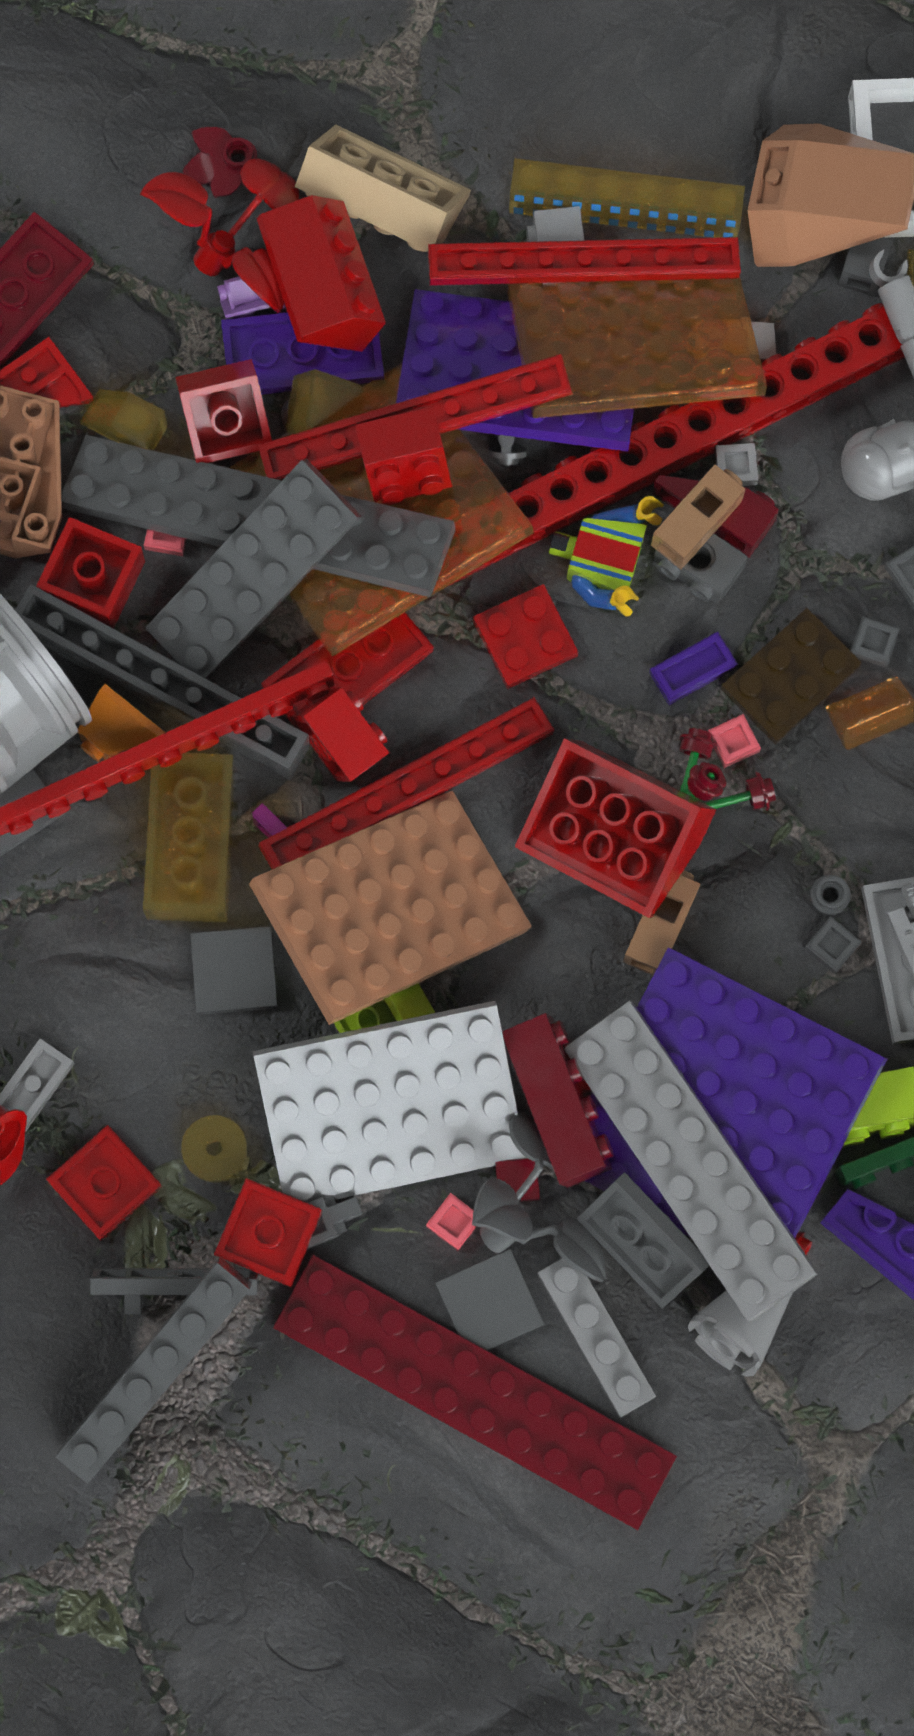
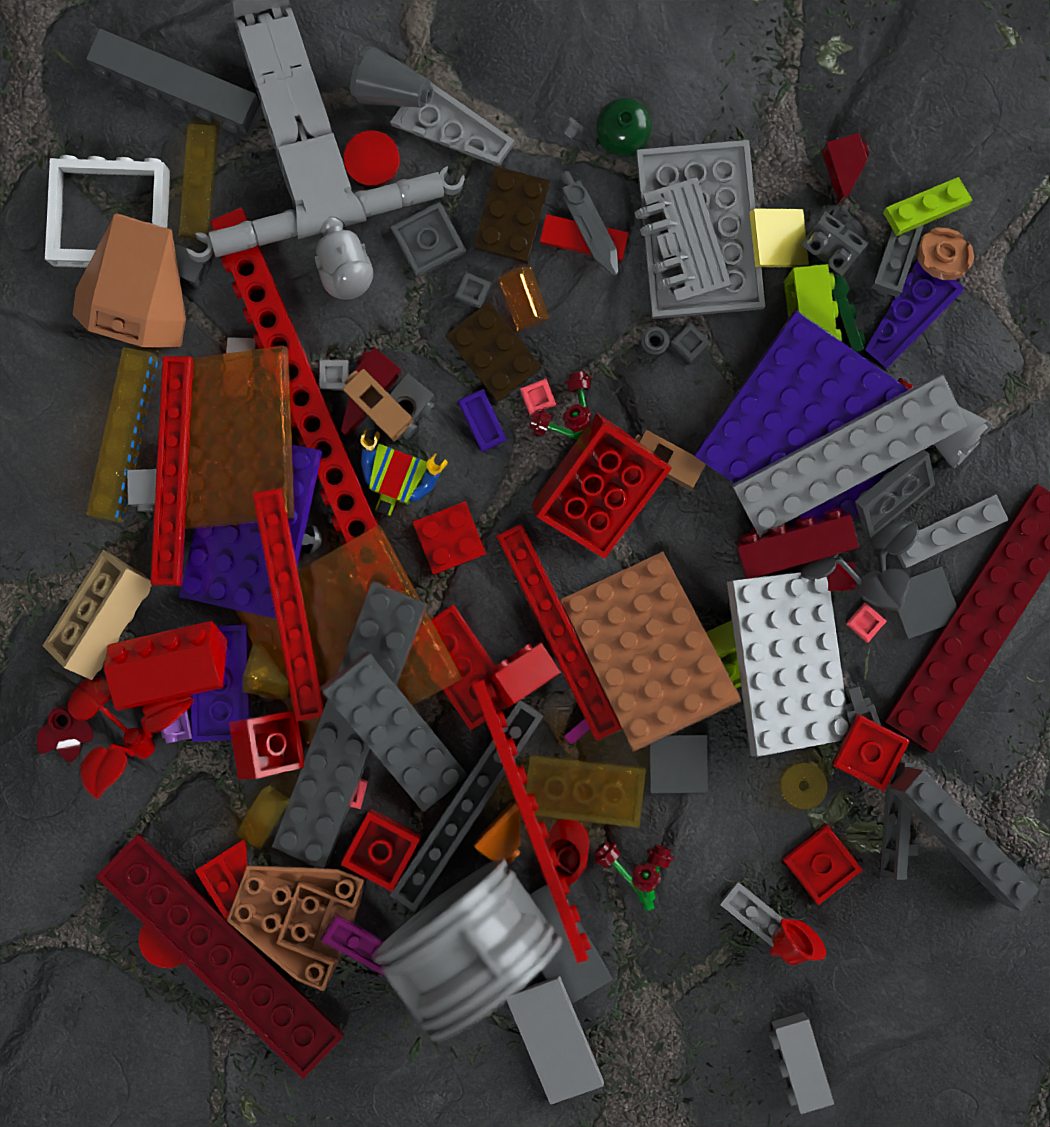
camera: 85 degrees left, 10 degrees up
(76, 917) = (644, 877): none -> dark red plant
(103, 822) = (571, 847): none -> red piece
(404, 456) = (320, 615): red brick -> none

